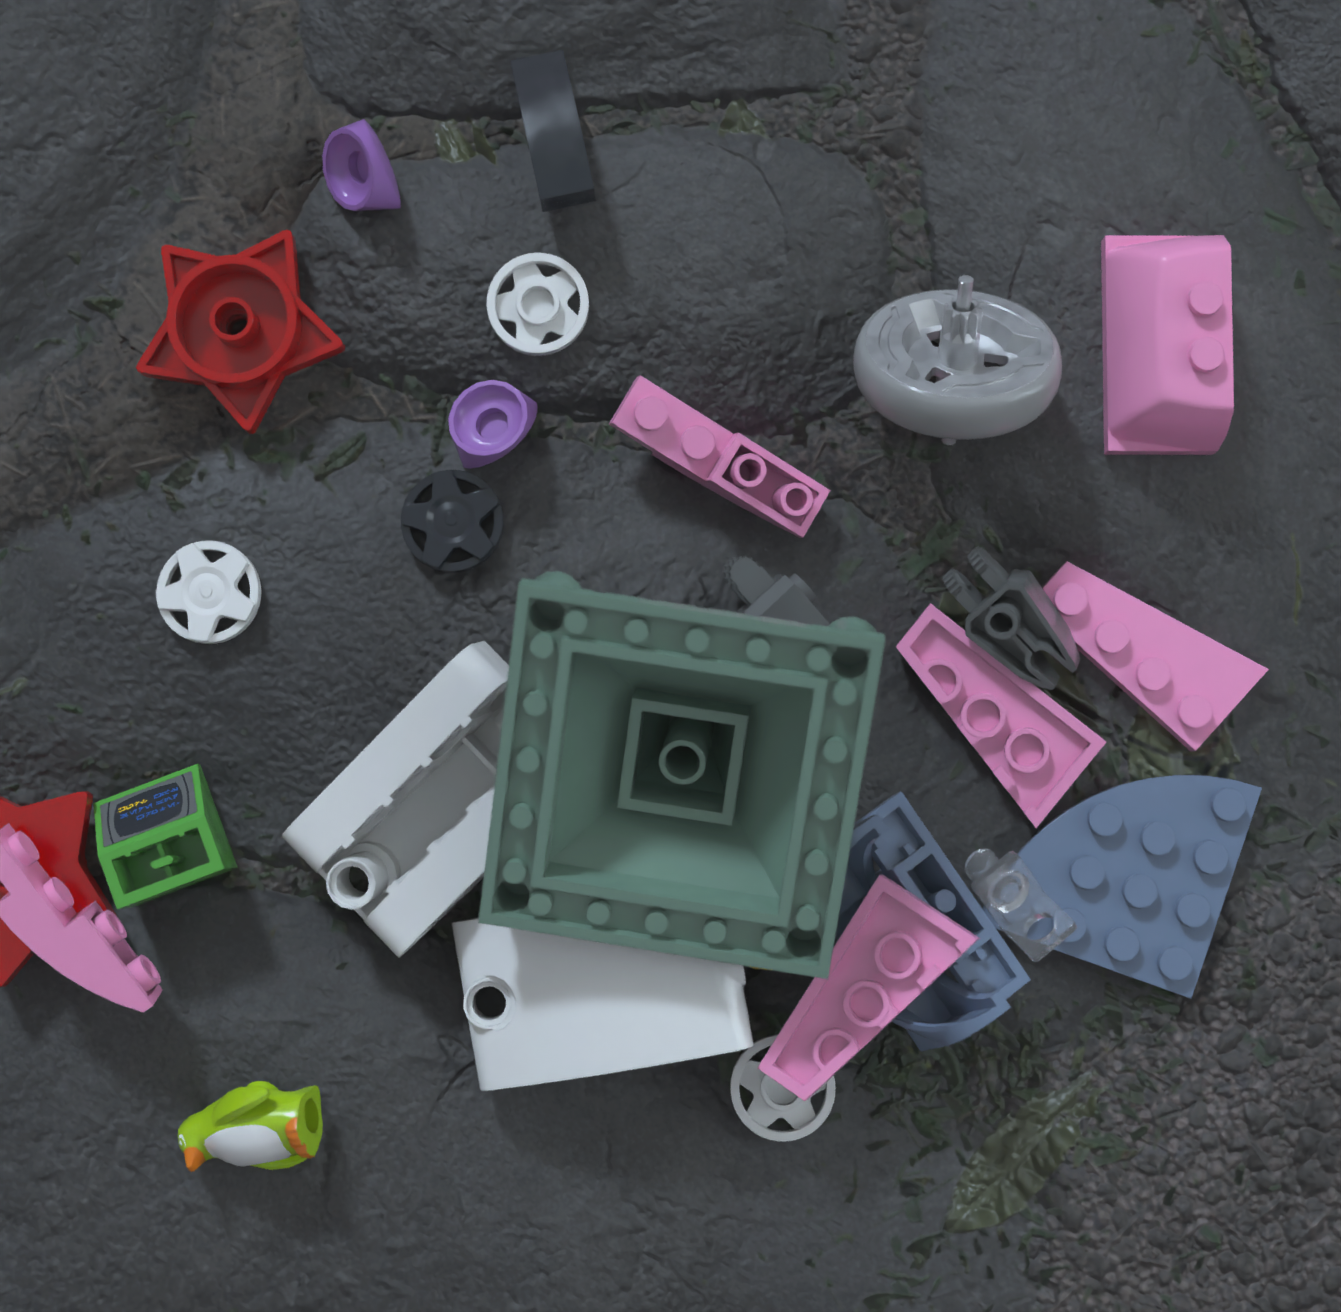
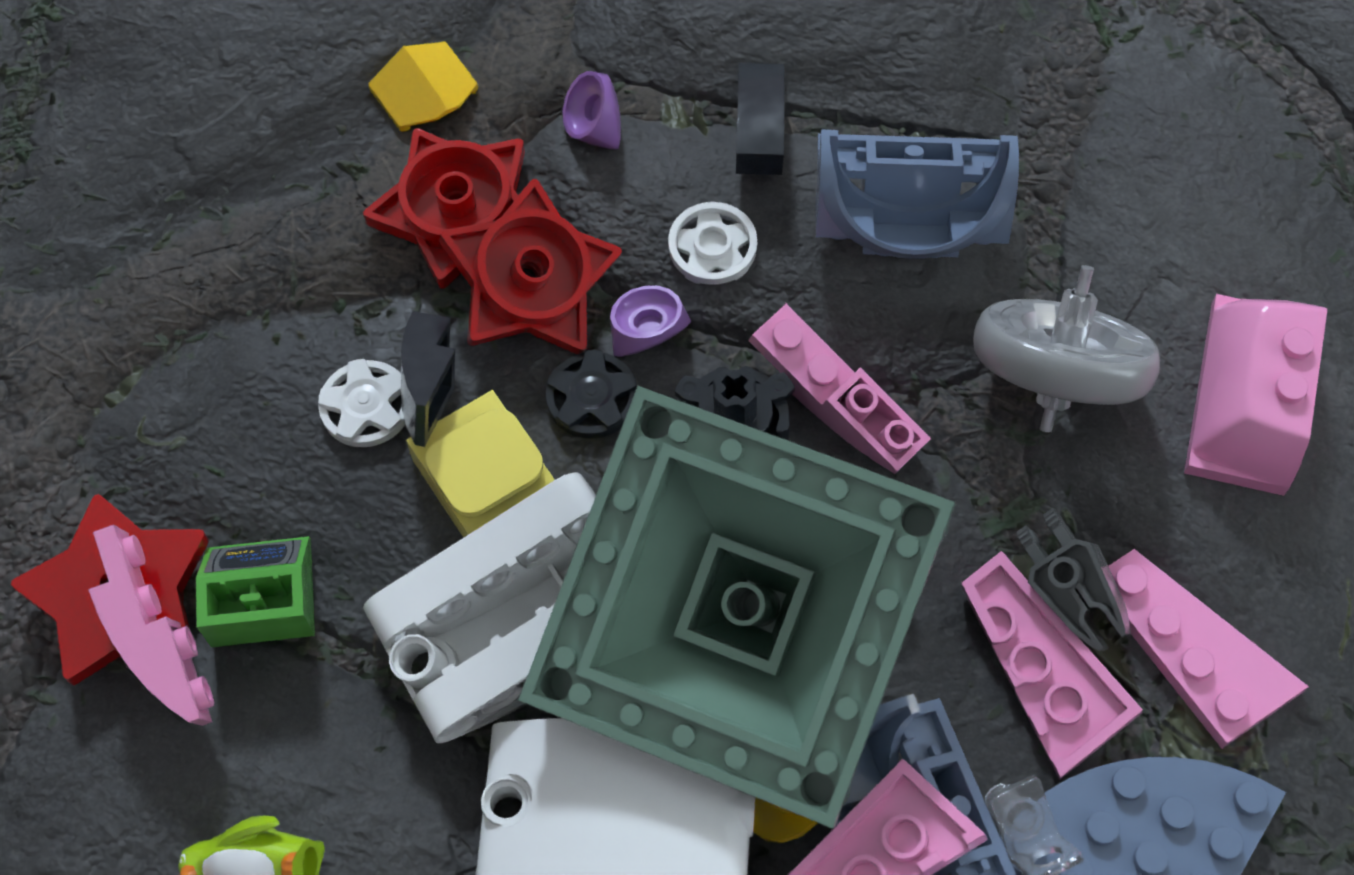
camera: 15 degrees right, 20 degrees down
(154, 179) = (422, 84): none -> yellow slope
(267, 555) = (426, 373): none -> black slope
(361, 646) = (480, 463): none -> light yellow brick
(385, 386) = (534, 239): none -> red plate
(619, 534) = (741, 397): none -> black piece
(749, 198) = (913, 190): none -> sand blue piece

